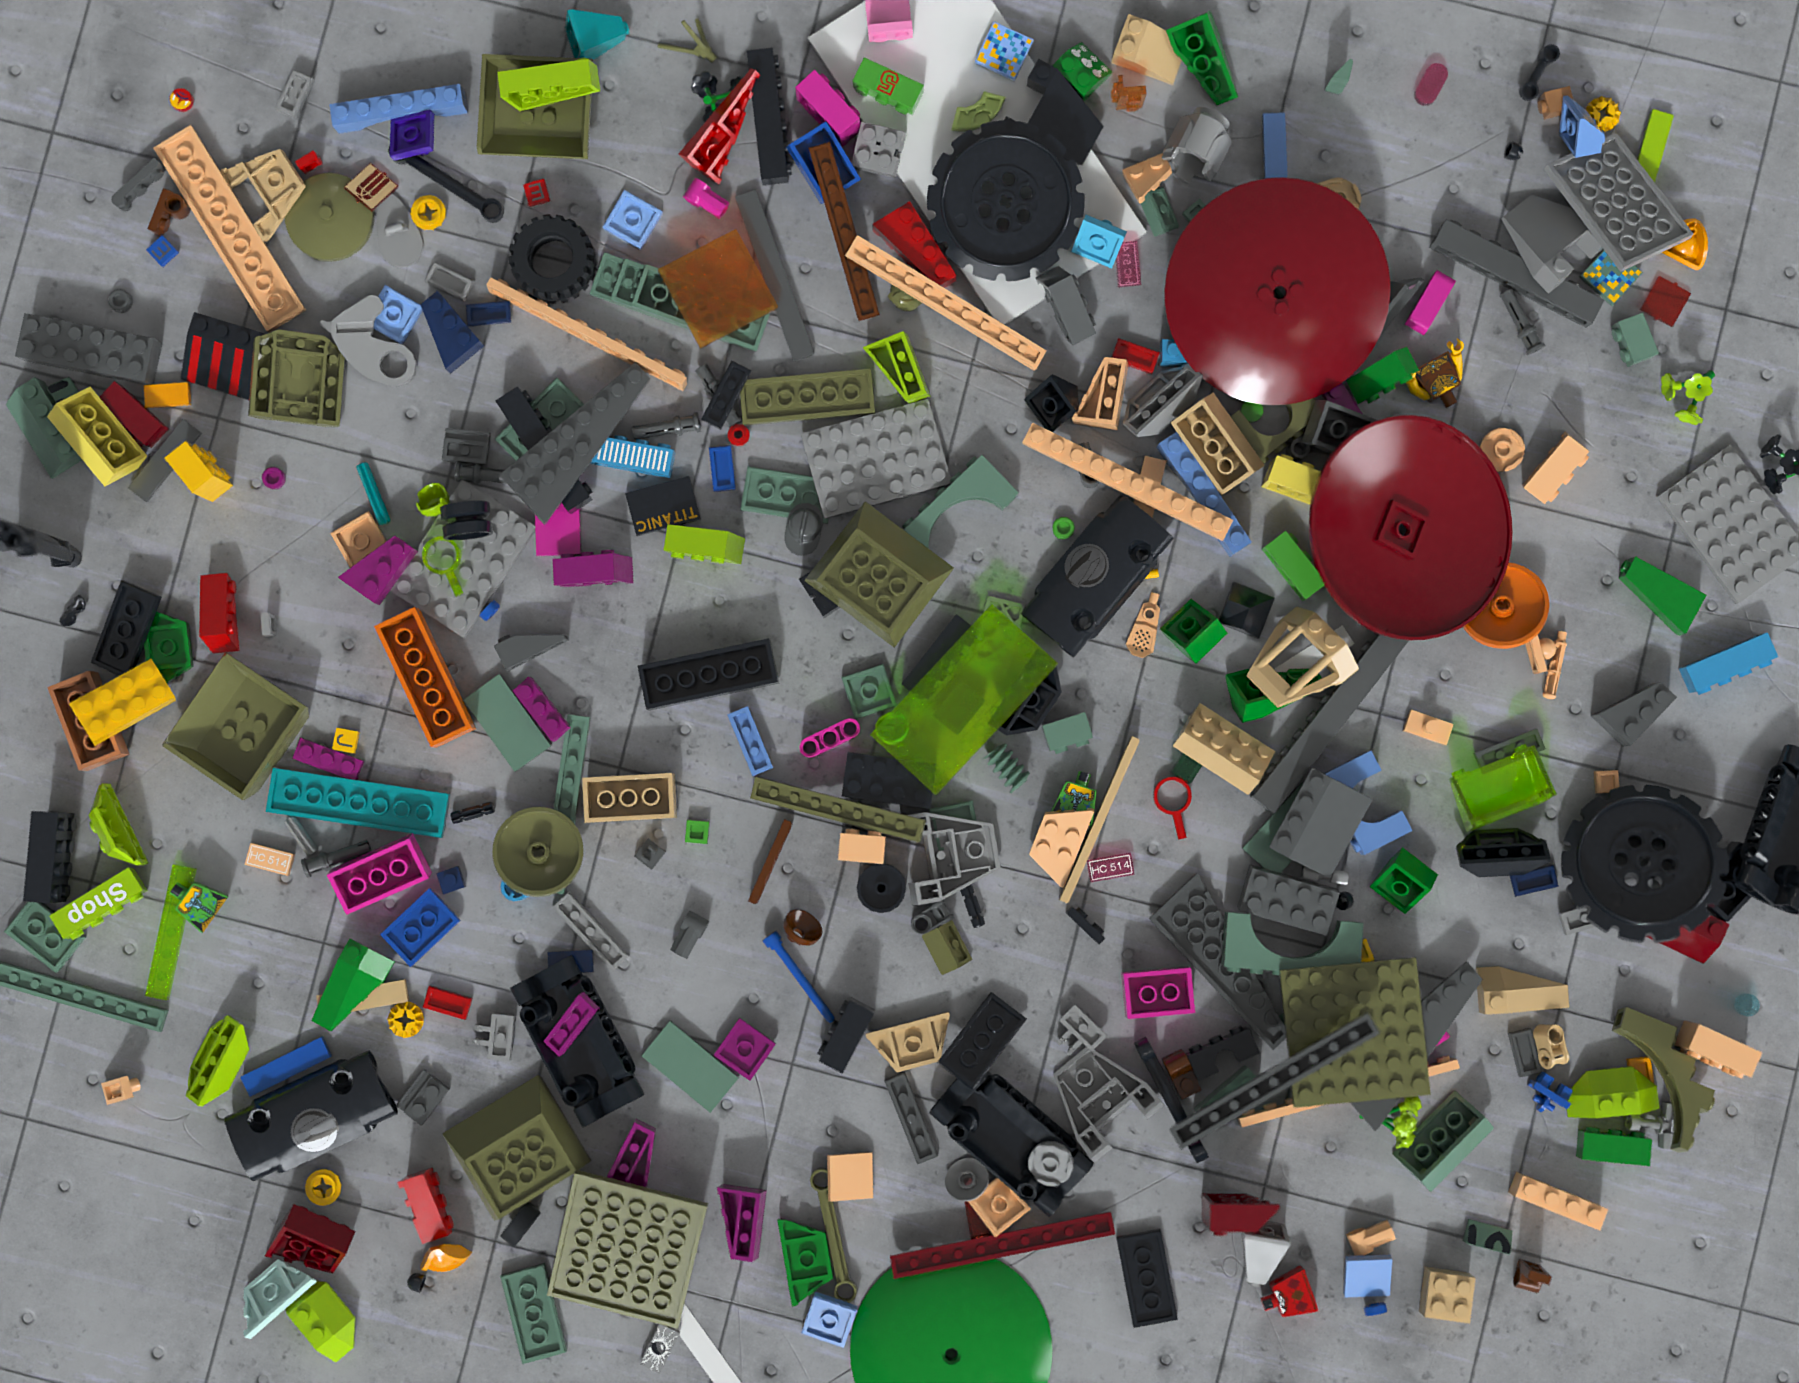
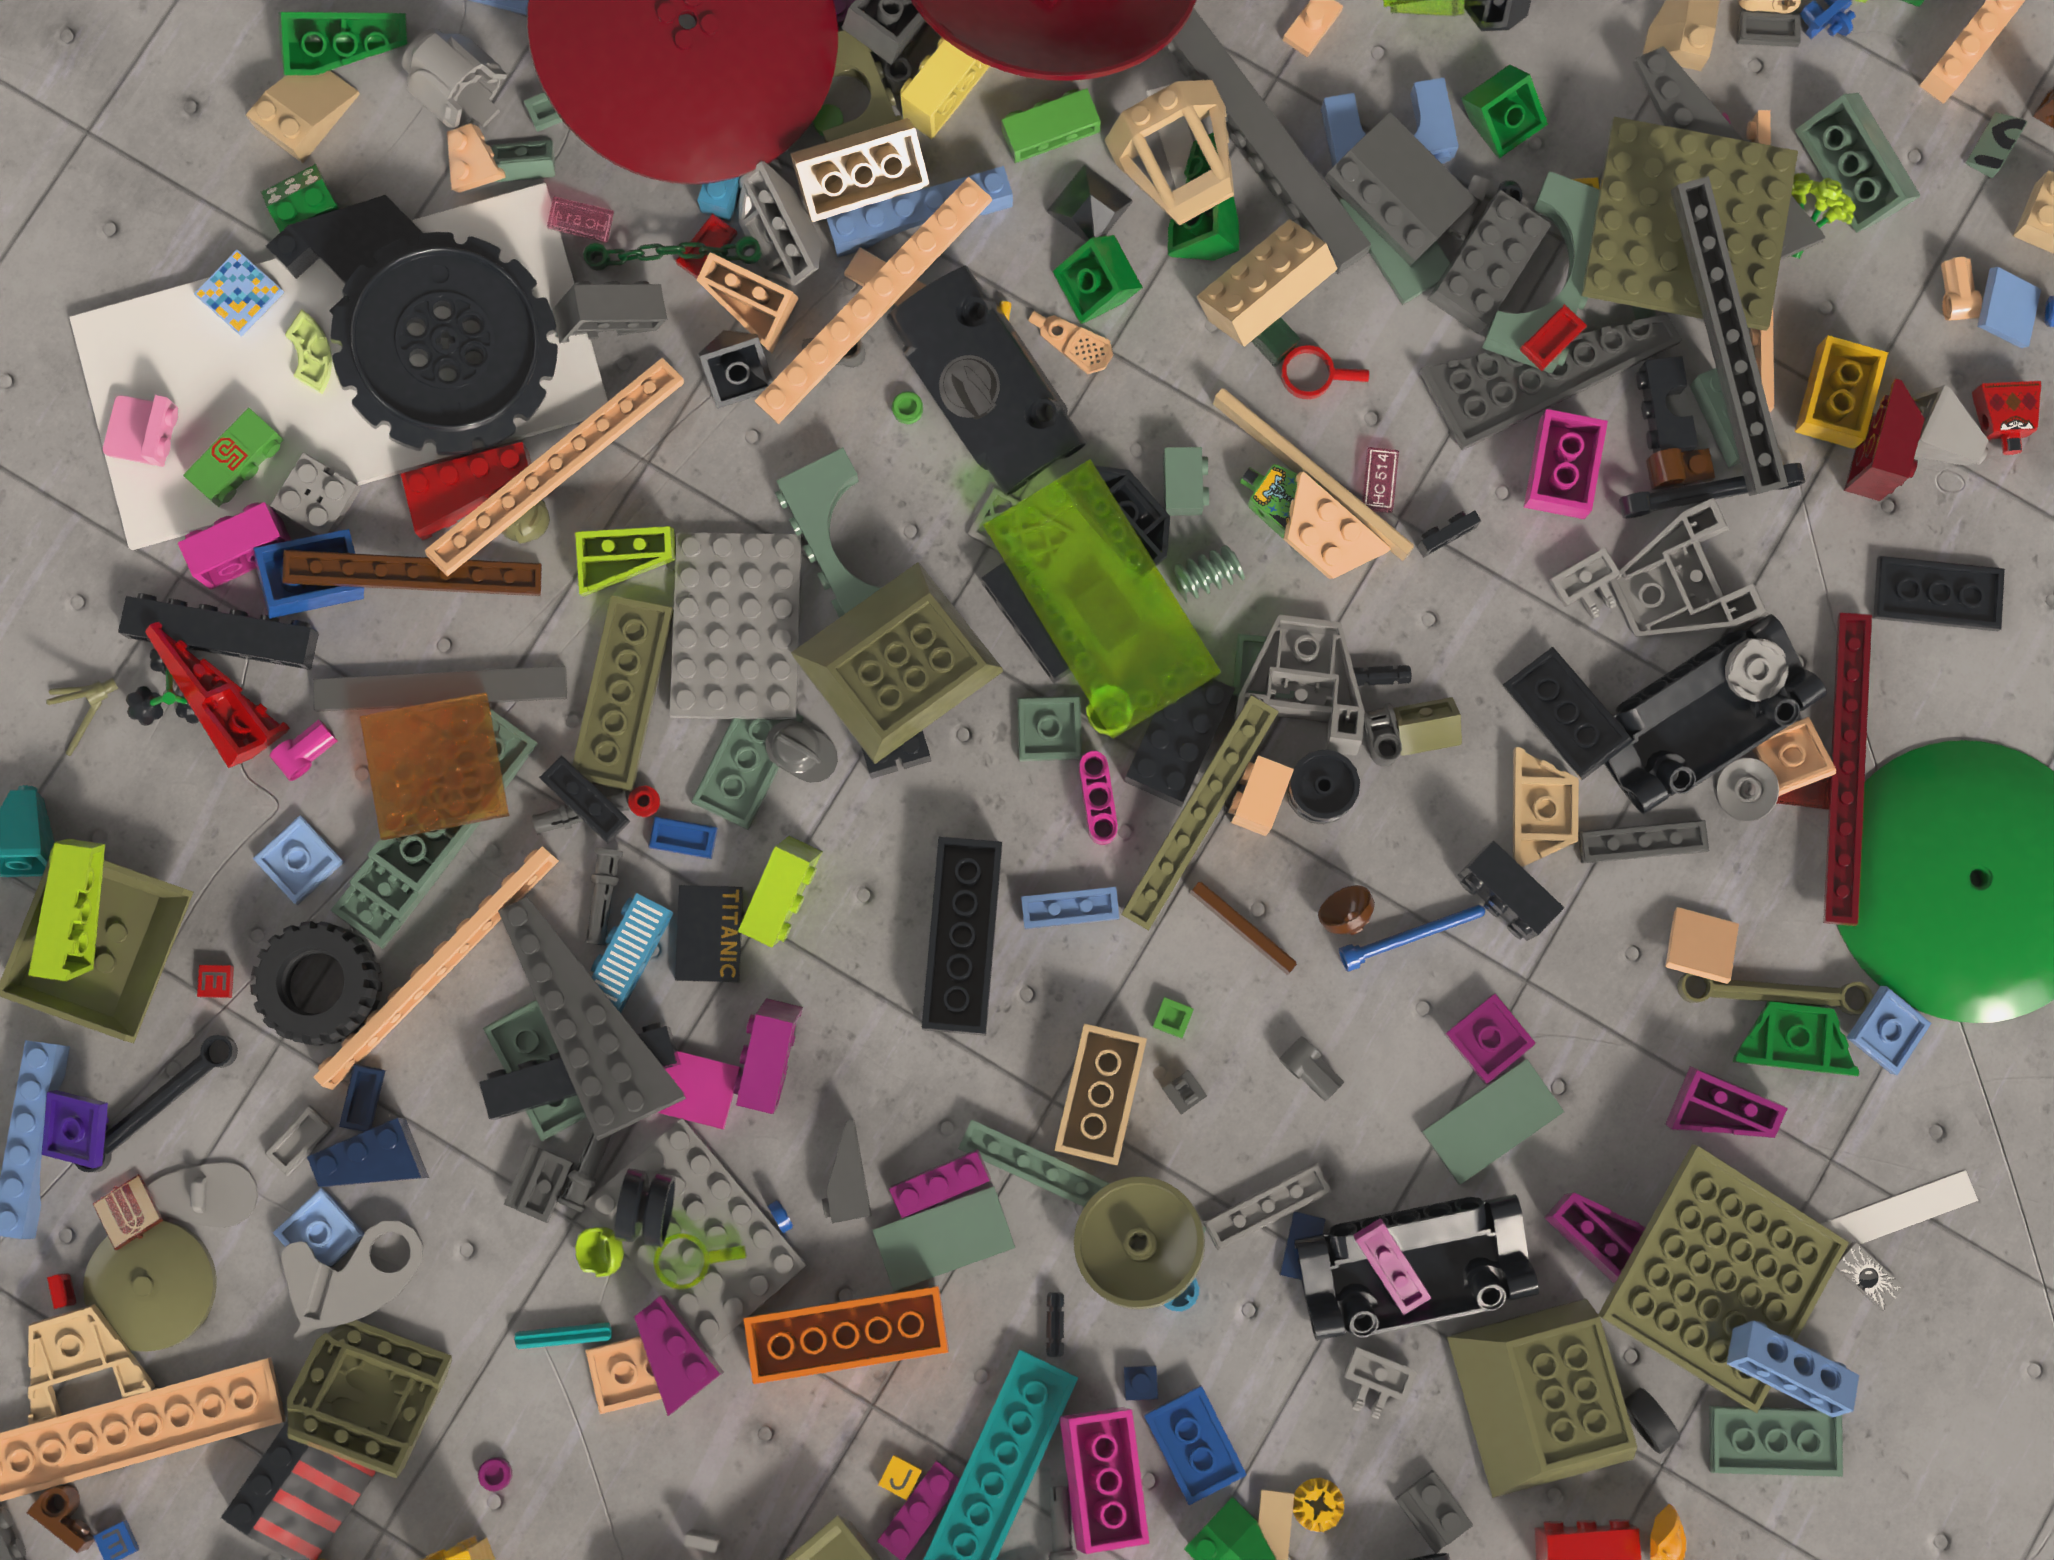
camera: 80 degrees left, 5 degrees down
(419, 208) = (182, 1130): yellow gear -> none
(447, 1002) = (1310, 1437): red tile -> none
(581, 1278) = (1793, 1368): none -> medium blue brick
(1099, 241) = (539, 240): medium azure tile -> none
(1127, 97) = (358, 149): clear orange bracket -> none
(1138, 379) = (741, 247): none -> dark green piece
(1241, 958) = (1553, 337): none -> red tile
(1268, 1172) = (1841, 392): none -> yellow brick

